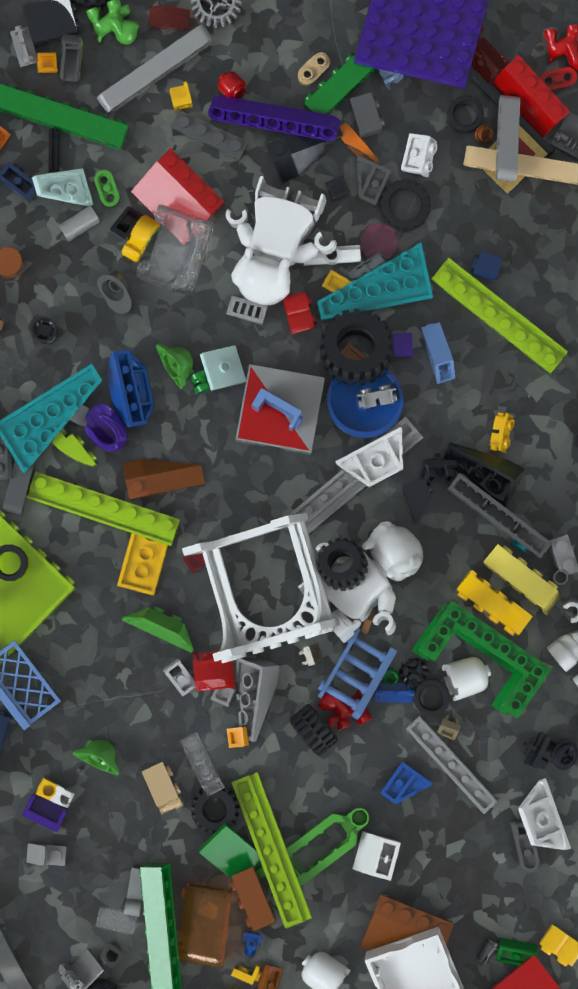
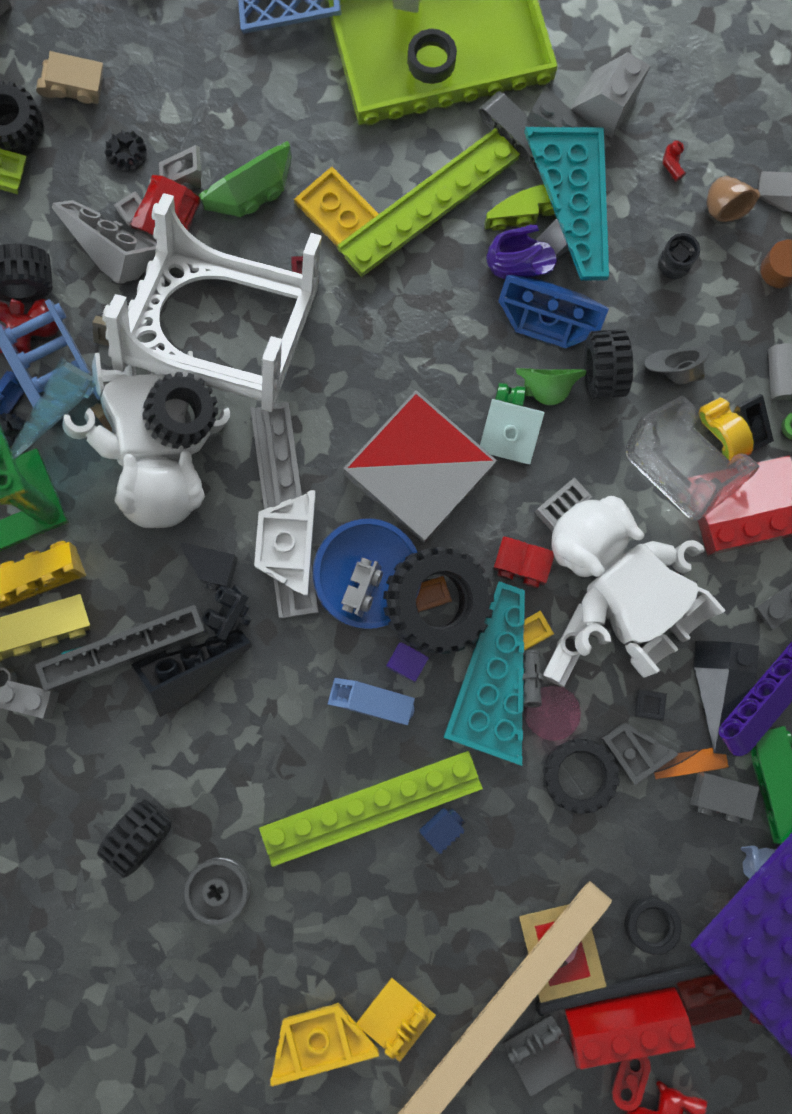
camera: 120 degrees right, 5 degrees down
(99, 755) = (154, 36): bright green hat -> none
(146, 332) = (608, 363): none -> black tyre
(156, 477) = (430, 278): dark orange wedge -> none
(183, 715) = (122, 160): none -> black gear
(202, 764) = (62, 127): clear brick -> none
(237, 737) = (71, 193): light orange tile -> none
(280, 405) = (423, 458): medium blue panel -> none
(376, 645) = (62, 393): none -> clear light blue wedge
(391, 681) = (22, 406): green hinge -> none
(419, 154) = (634, 833): white bracket -> none
(483, 133) = (614, 934): dark orange plate -> none
(504, 424) = (232, 728): yellow hinge -> none
(507, 138) = (591, 961): light grey beam -> none

